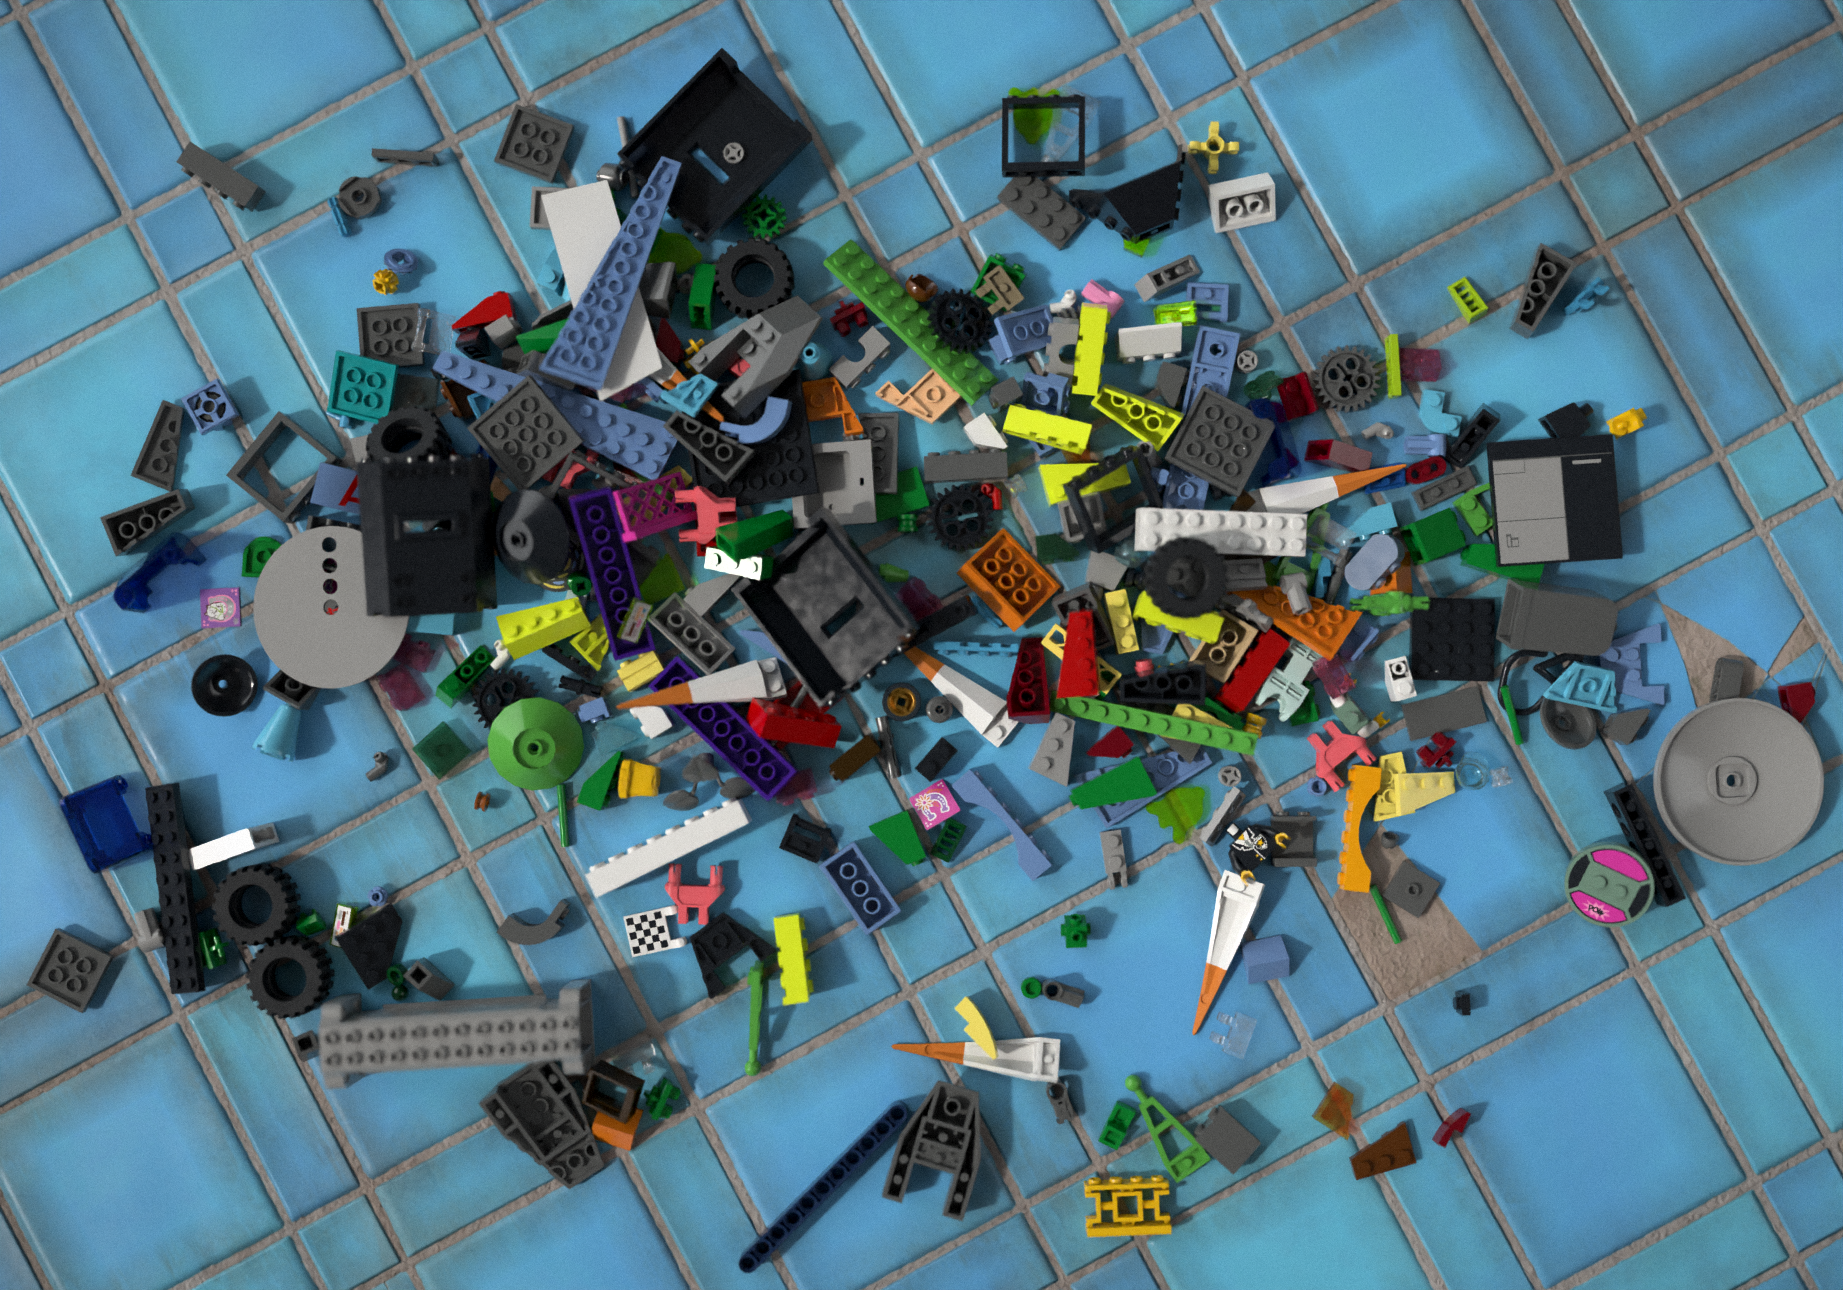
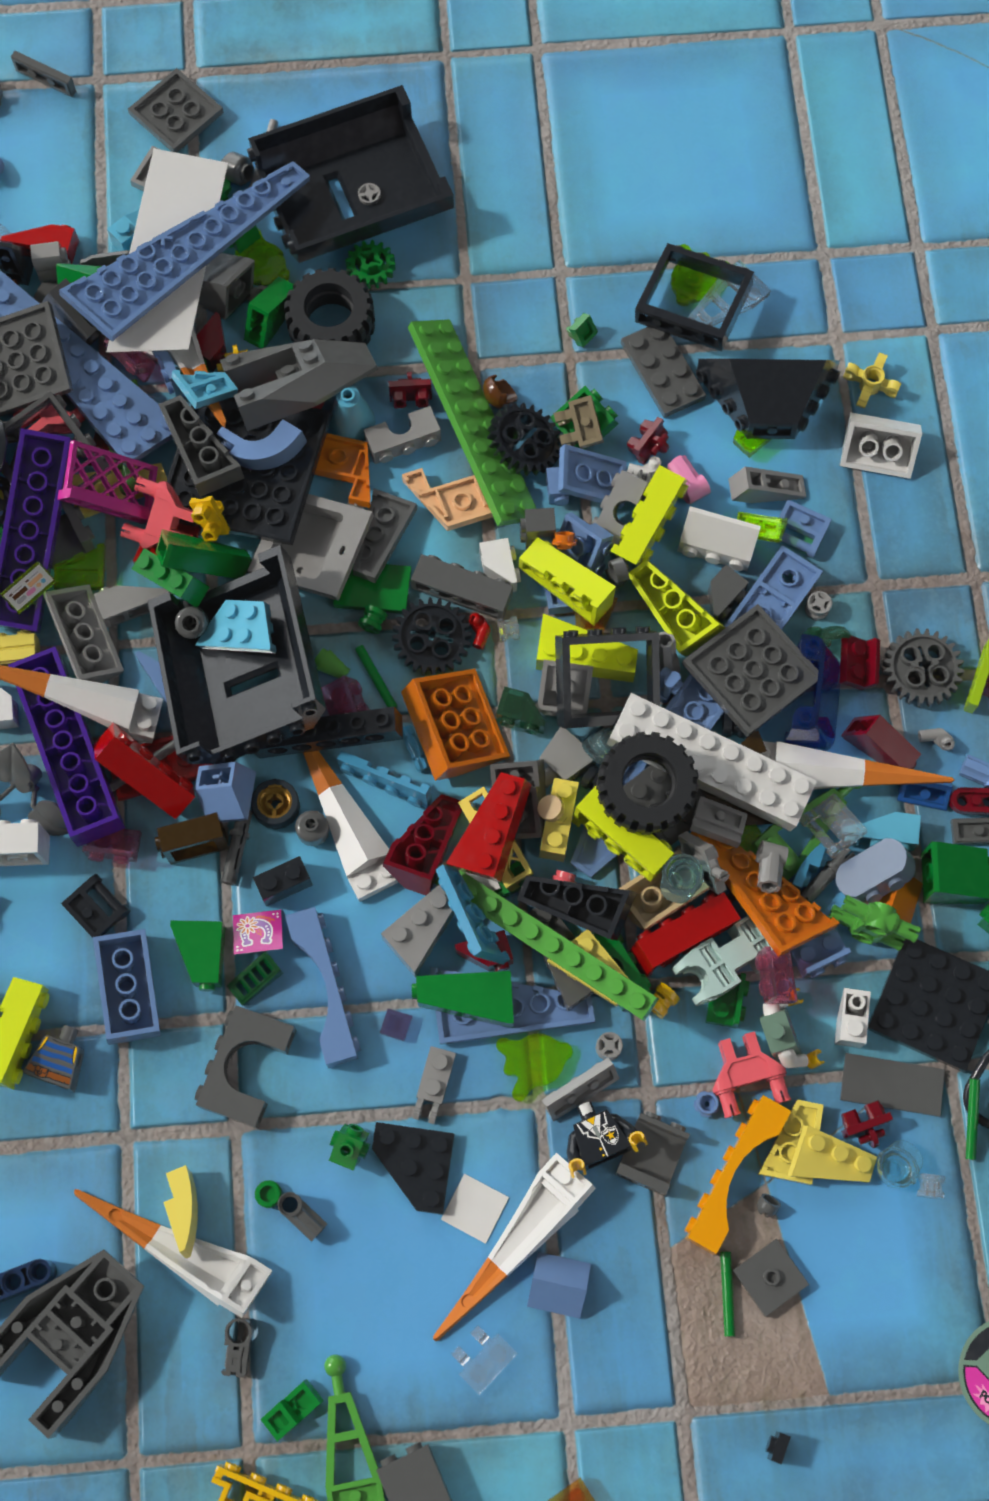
camera: 25 degrees right, 15 degrees down
(747, 501) = (209, 515): none -> yellow hips
(773, 591) = (184, 626): none -> dark grey head
(815, 580) = (240, 627): none -> medium azure wing
(834, 962) = (57, 1060): none -> torso
(862, 712) = (225, 790): none -> medium blue slope
(930, 568) = (375, 676): none -> green bar
(963, 202) = (582, 330): none -> green tile
(964, 935) = (242, 1029): none -> dark grey arch
(1032, 398) = (564, 539): none -> orange plate
(1061, 279) = (652, 441): none -> dark red hips
(1067, 827) = (396, 1025): none -> clear purple tile
(1082, 405) = (617, 572): none -> dark grey piece
(1091, 729) = (470, 917): none -> dark azure wing
(1114, 620) = (551, 808): none -> tan tile
(1126, 919) = (417, 1162): none -> black plate
(1181, 932) = (474, 1208): none -> white sticker
(1237, 635) = (681, 878): none -> clear light blue hat

